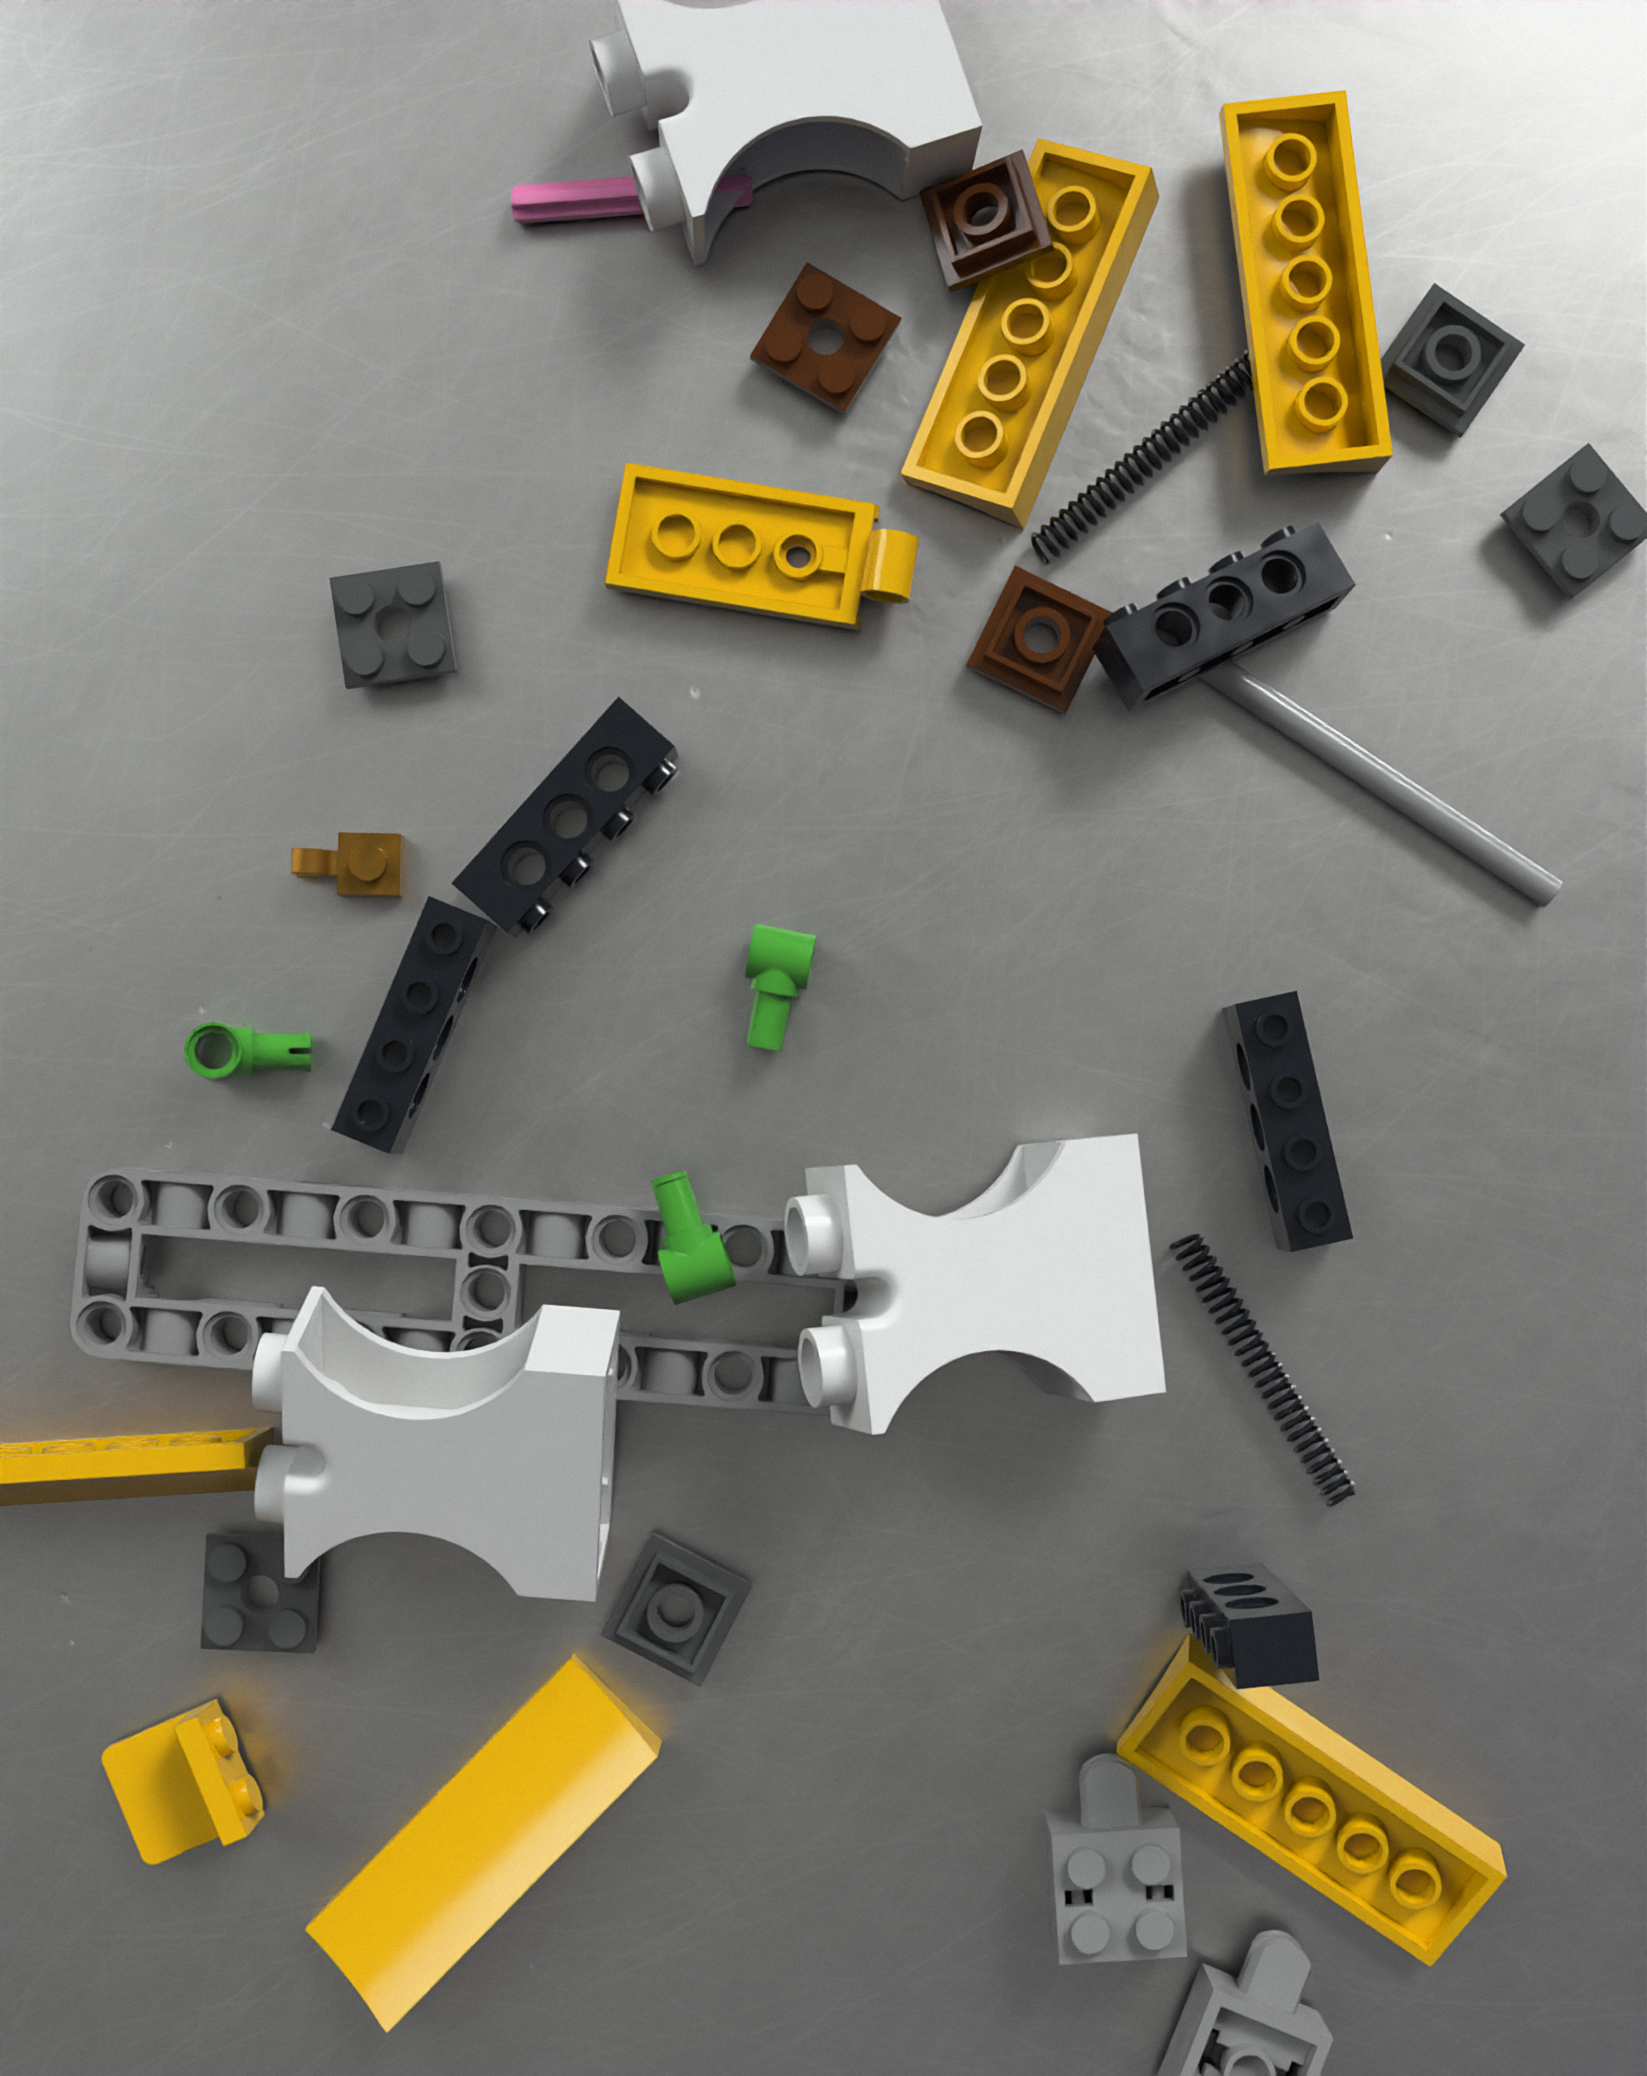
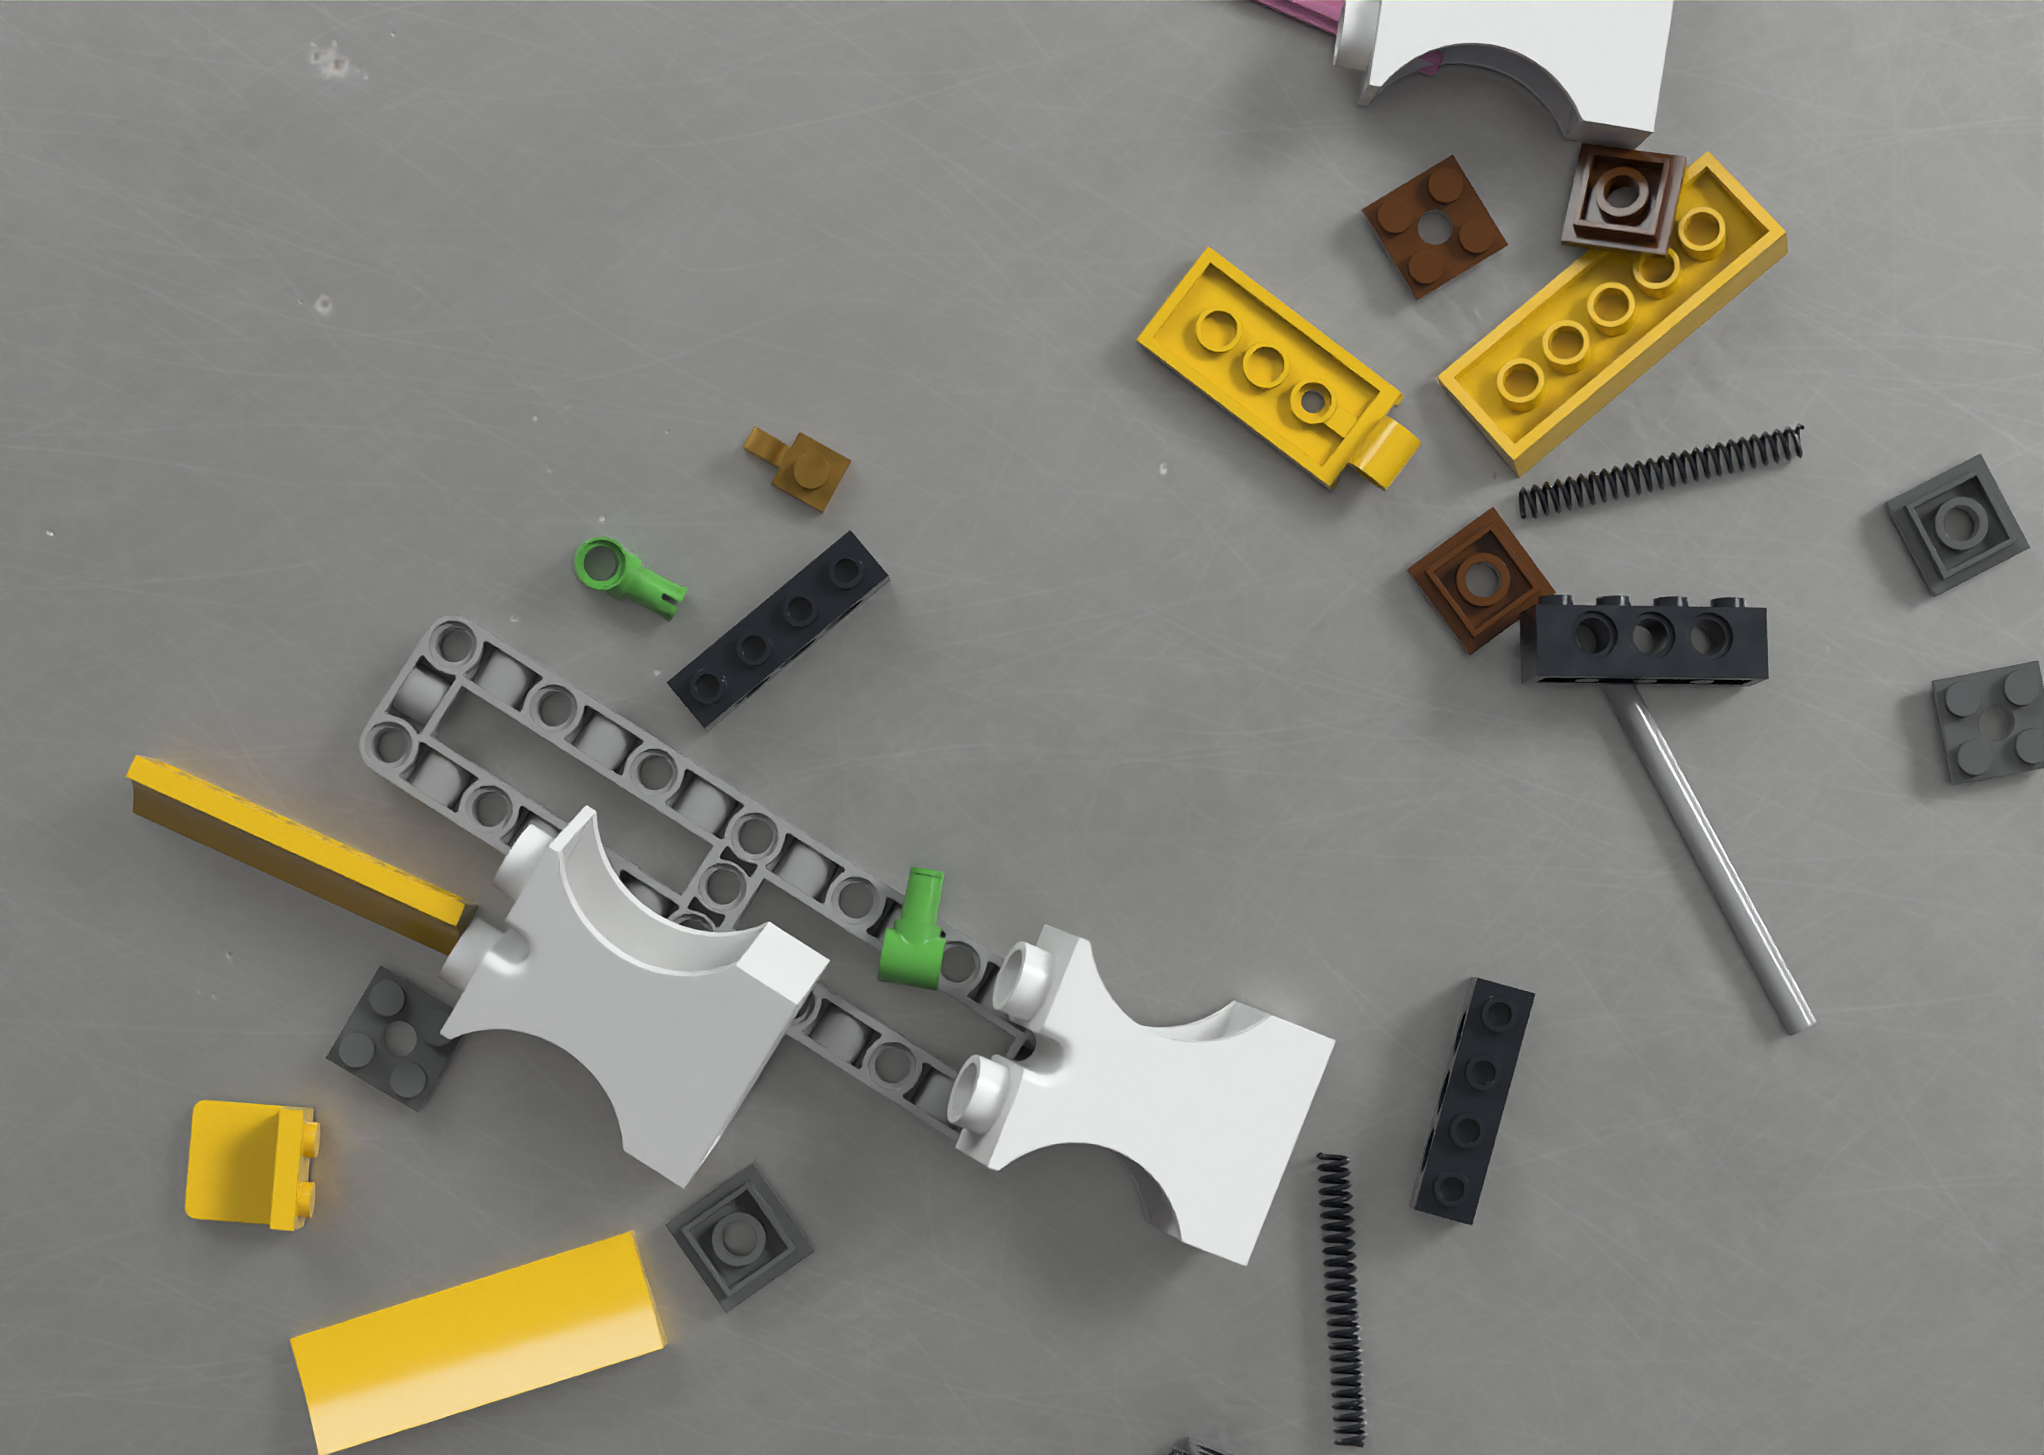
camera: 30 degrees right, 0 degrees up
(363, 603) = (928, 244): dark grey piece -> none
(615, 737) = (1078, 476): black brick -> none
(777, 968) = (1108, 745): bright green pin -> none
(1305, 284) = (1865, 399): yellow arch -> none

